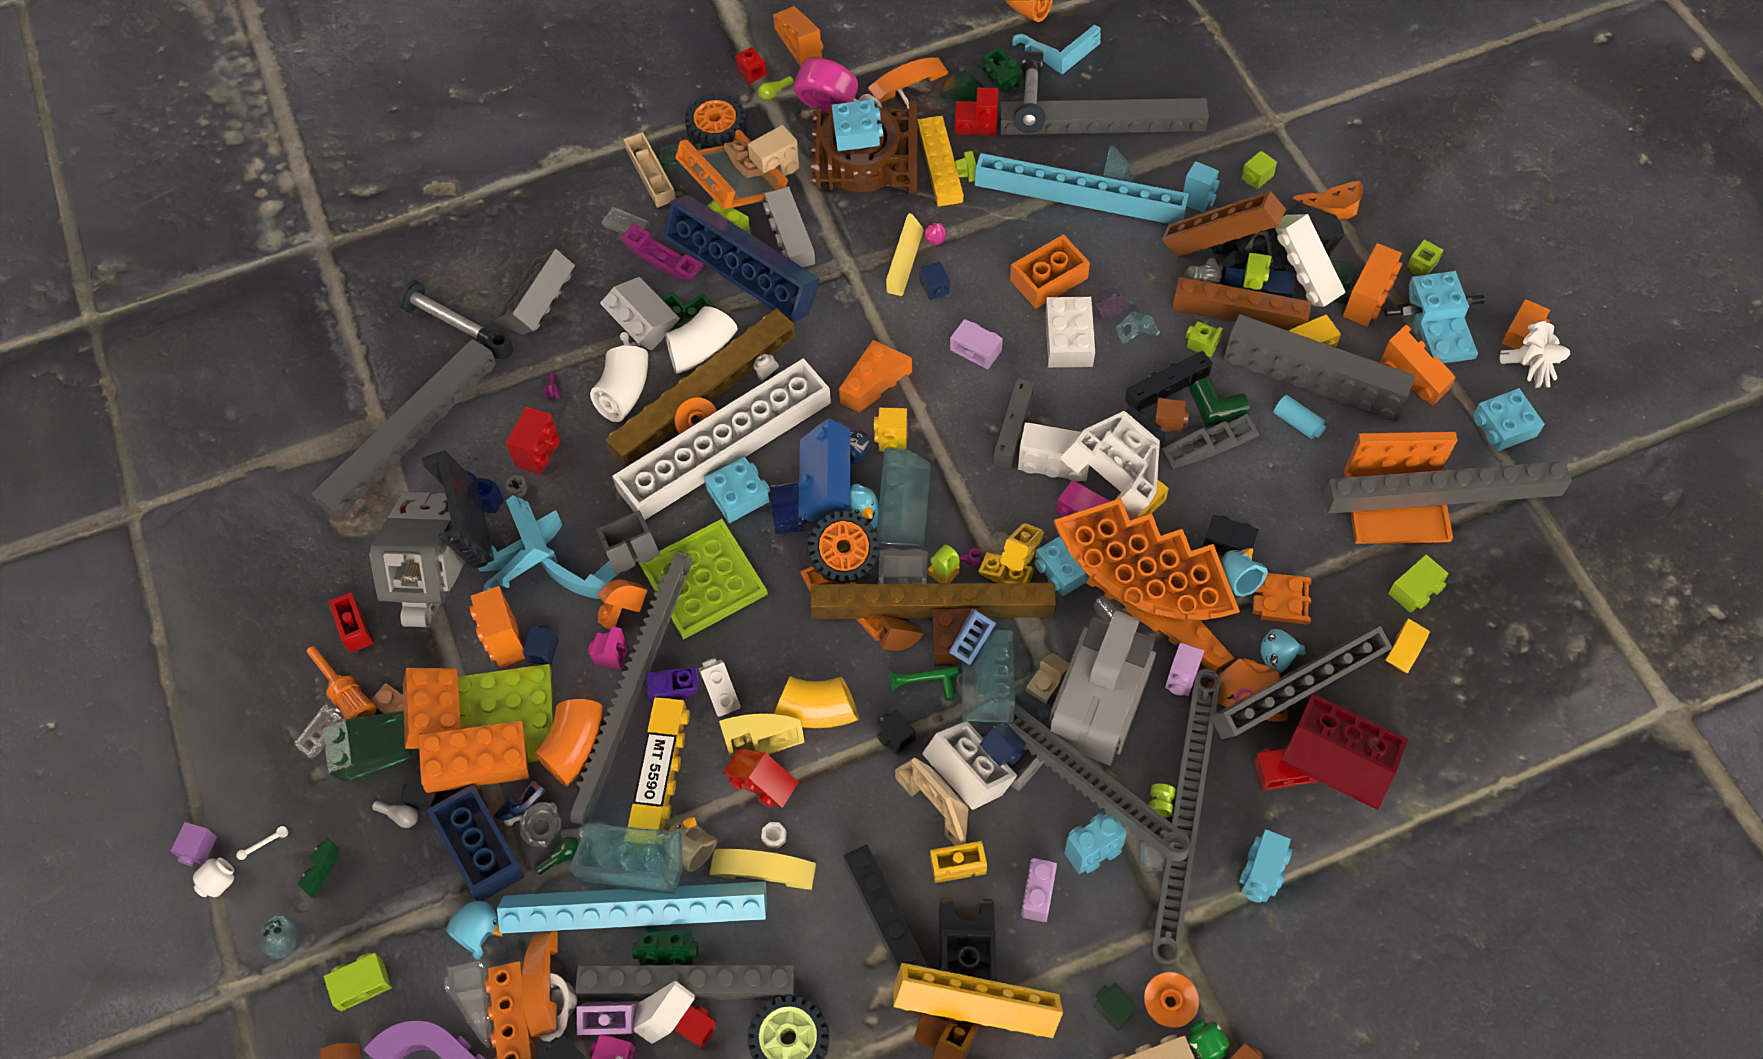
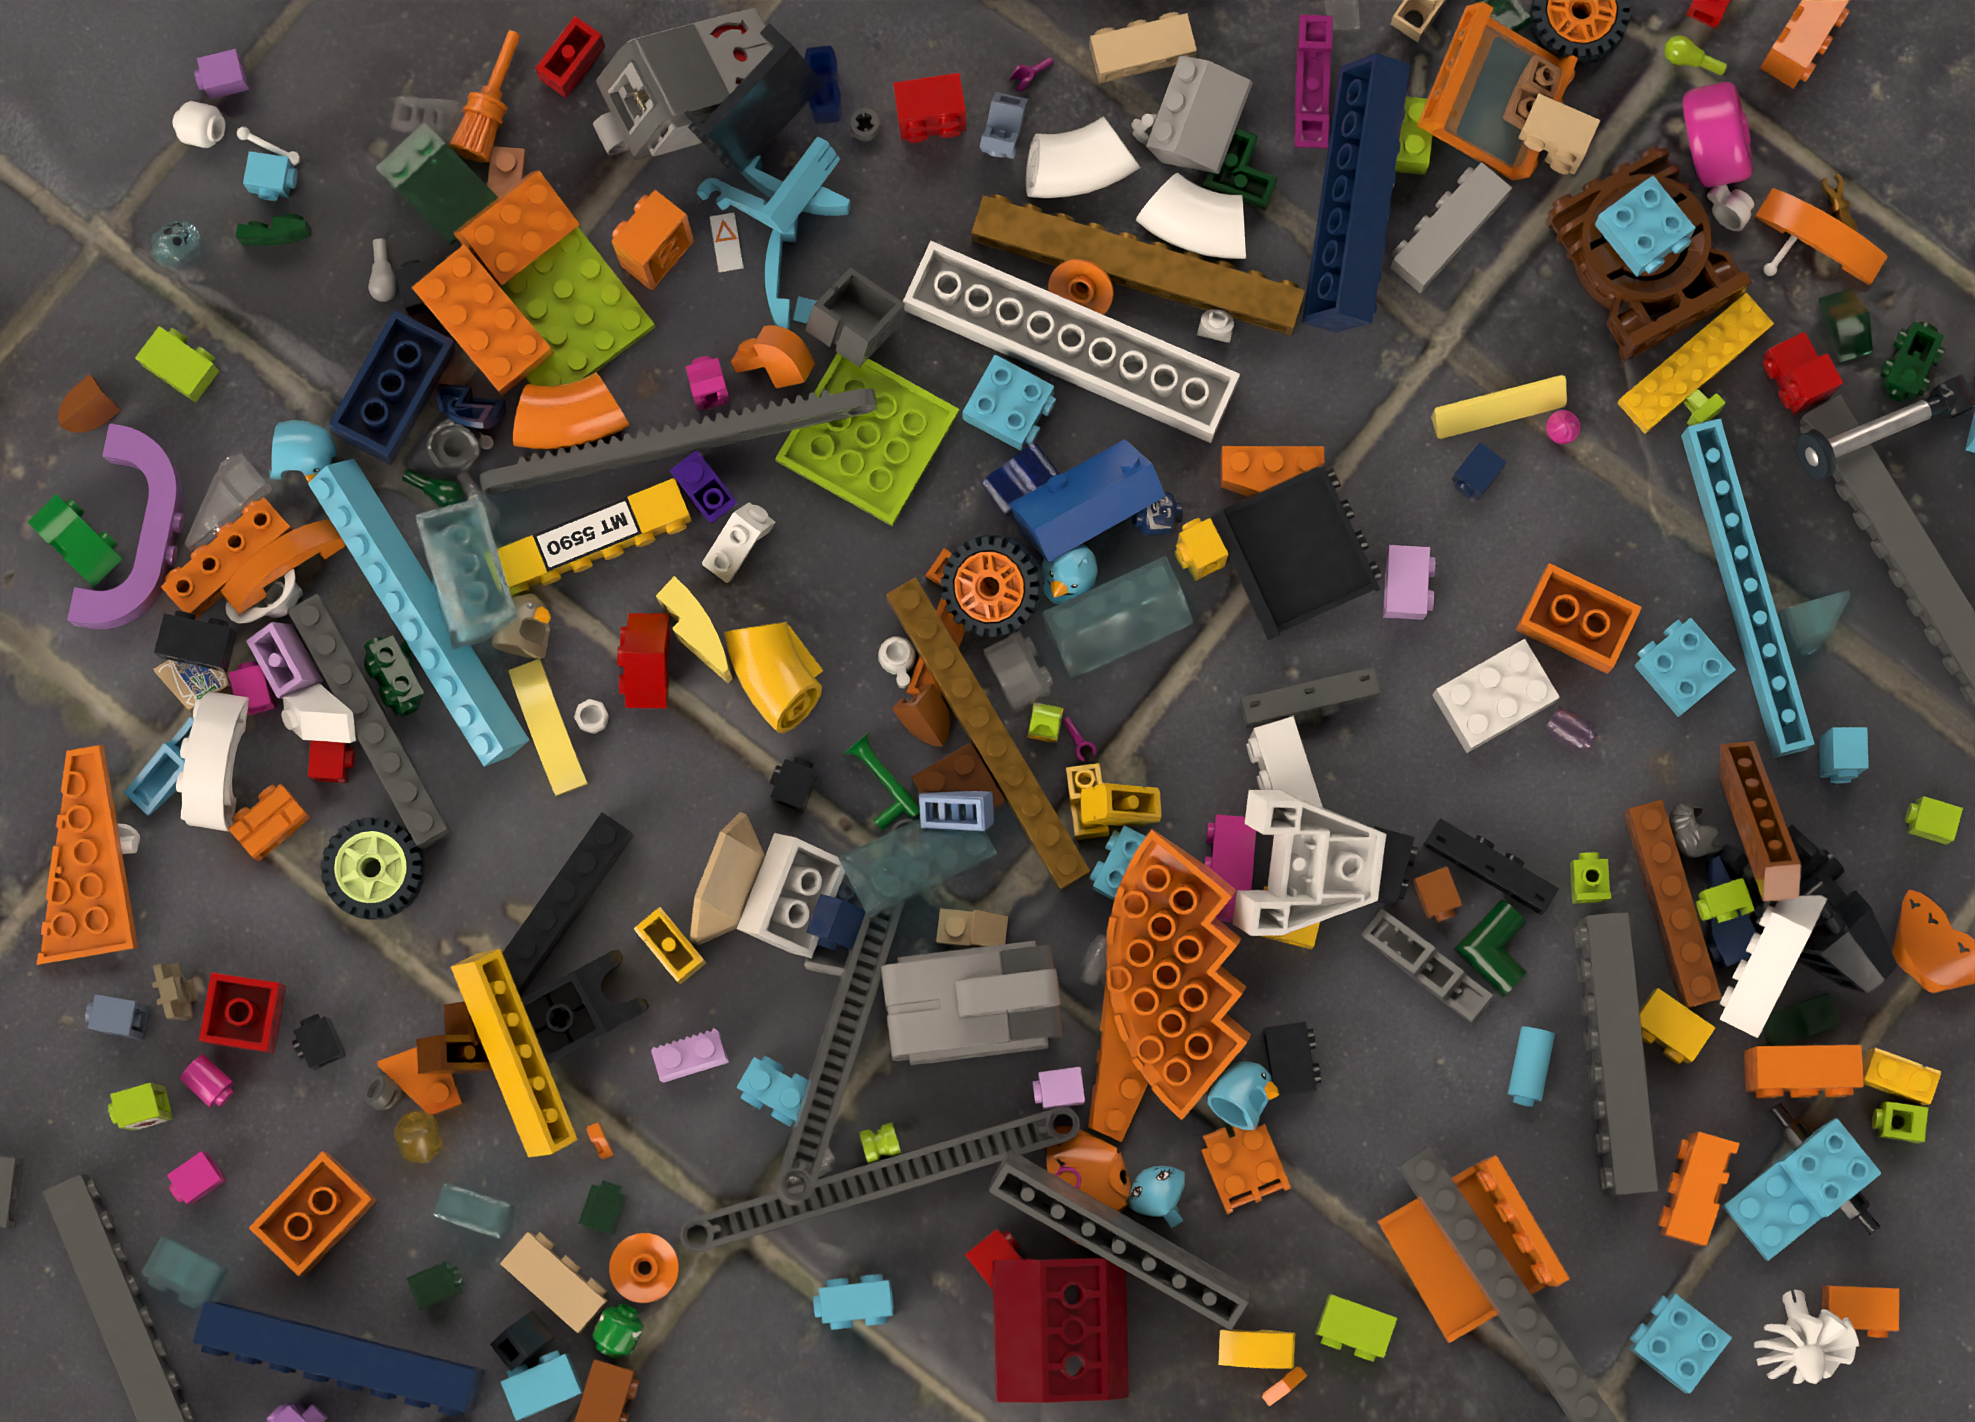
camera: 60 degrees right, 20 degrees up
(281, 849) = (269, 175): none -> medium azure brick
(529, 599) = (726, 242): none -> white sticker
(540, 645) = (671, 298): dark blue brick -> none
(573, 412) = (1004, 125): none -> sand blue brick
(580, 324) = (1141, 47): none -> tan brick
(850, 633) = (898, 657): none -> white piece
(887, 62) = (1839, 204): none -> pearl gold piece
(925, 379) = (1297, 550): none -> black panel
(1065, 983) = (600, 1140): none -> orange tile
(1106, 237) = (1683, 666): none -> medium azure brick
(1139, 323) = (1562, 784): clear light blue bracket -> none
(1405, 241) = (1899, 1076): none -> yellow brick
(1440, 640) = (1284, 1386): none -> orange tile

